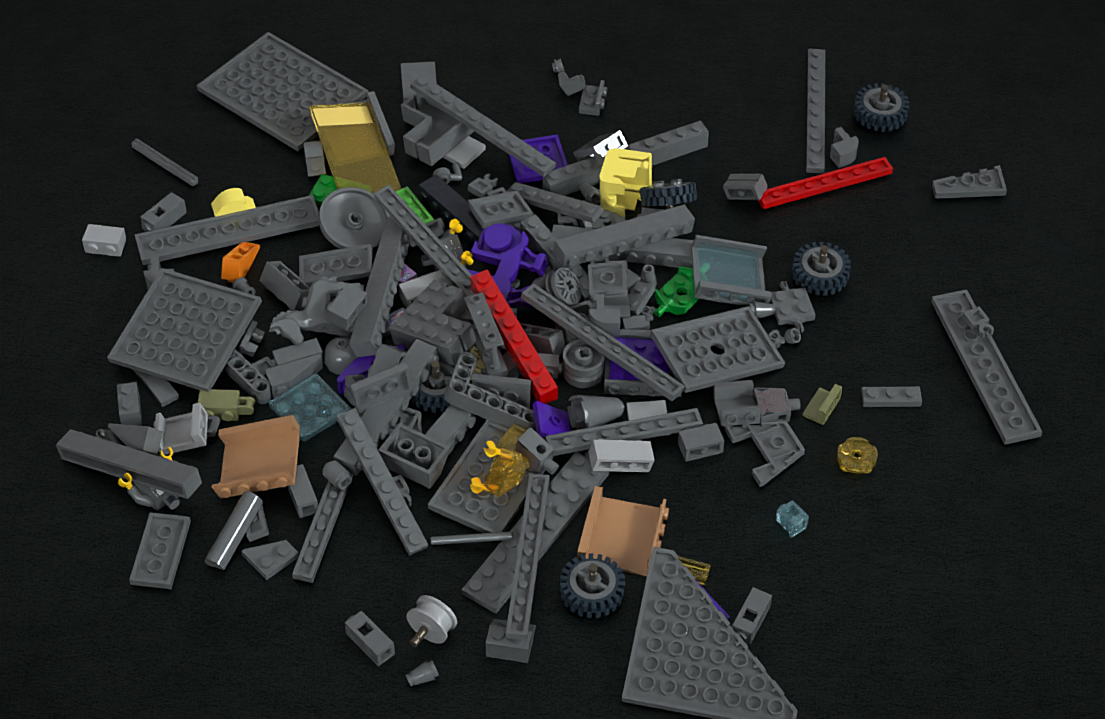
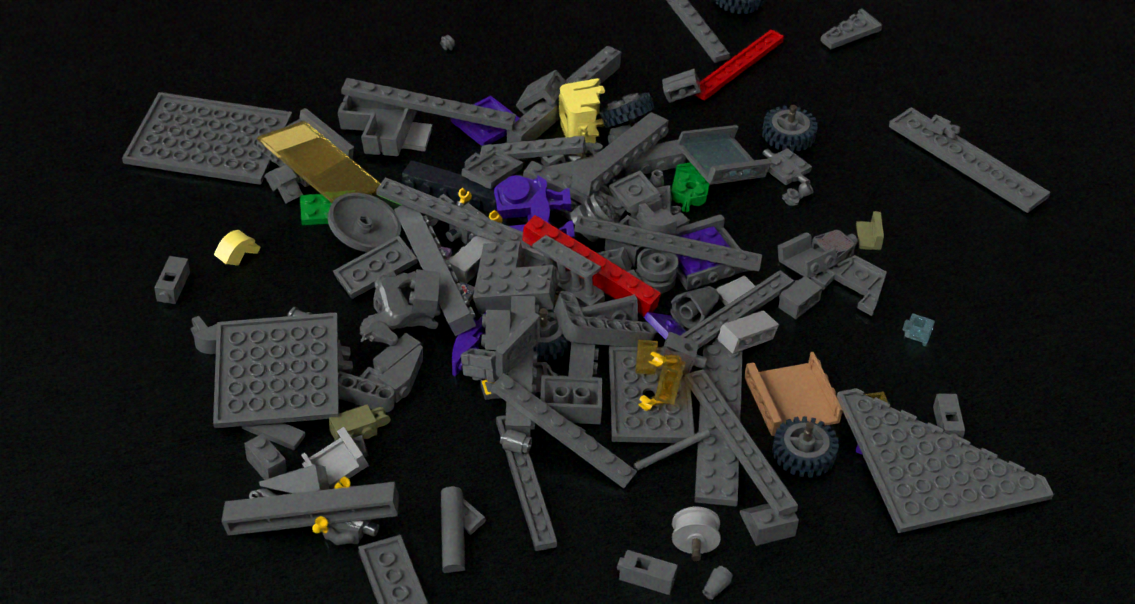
camera: 30 degrees left, 5 degrees down
(104, 240) = (128, 322): light grey brick -> none
(165, 162) = (138, 235): dark grey axle -> none
(228, 229) = (243, 273): dark grey plate -> none
(238, 261) = (278, 296): orange slope -> none
(258, 456) = (429, 455): medium nougat panel -> none
(271, 557) = (500, 541): dark grey wing -> none
(284, 284) = (342, 299): dark grey brick -> none
(303, 494) = (487, 470): dark grey brick -> none
(311, 404) = (440, 396): clear light blue plate -> none
(338, 354) = (437, 340): dark grey cylinder -> none
(412, 71) = (327, 91): dark grey tile -> none
(445, 175) = (418, 156): dark grey plate -> none
(481, 186) = (455, 159): dark grey plate -> none
(571, 85) = (472, 53): dark grey panel -> none
(590, 193) = (553, 132): dark grey cone -> none
(592, 99) = (497, 59): dark grey bracket -> none
(737, 332) = (737, 218): dark grey plate -> none
(762, 309) = (764, 178): dark grey cone -> none
(844, 148) = (733, 31): dark grey brick -> none
(853, 464) = (936, 265): clear yellow plate -> none
(891, 396) = (916, 208): dark grey plate -> none

